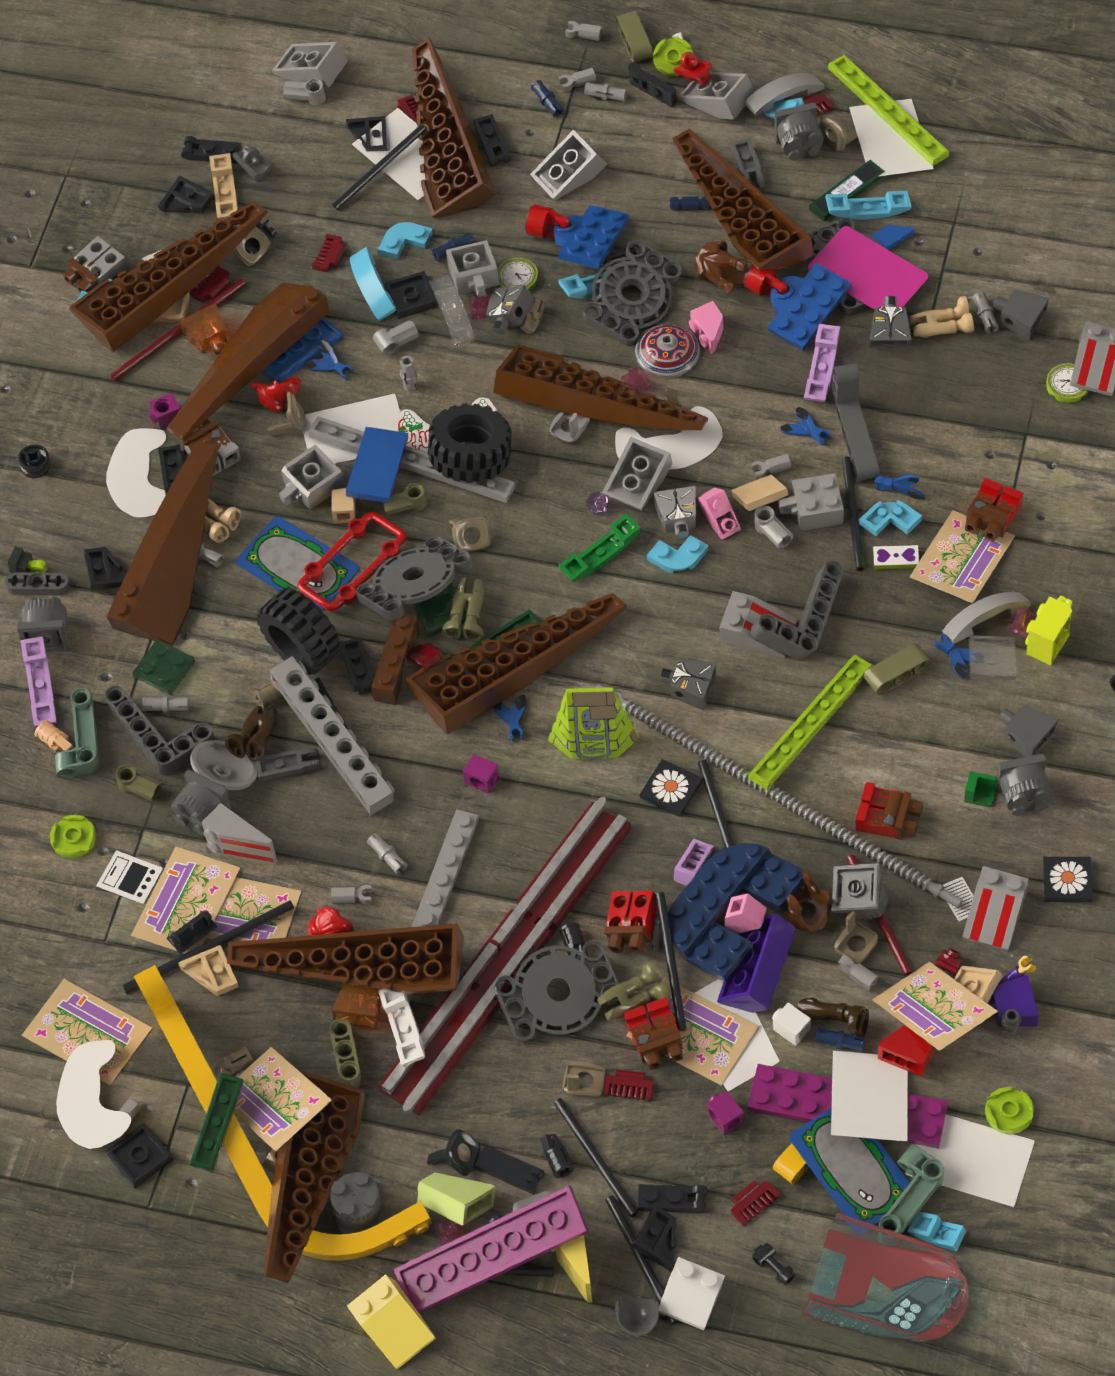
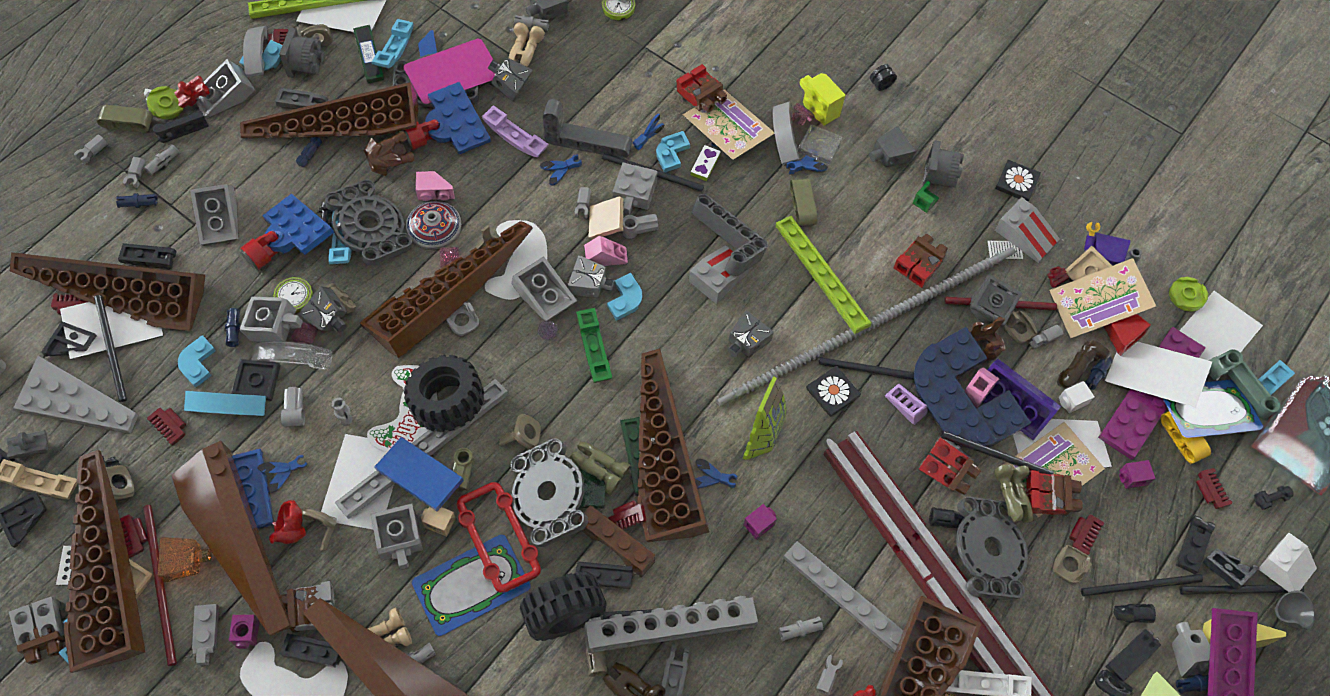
camera: 75 degrees left, 5 degrees up
(151, 386) = (205, 632): none -> light grey hinge
(314, 166) = (64, 397): none -> light grey wing

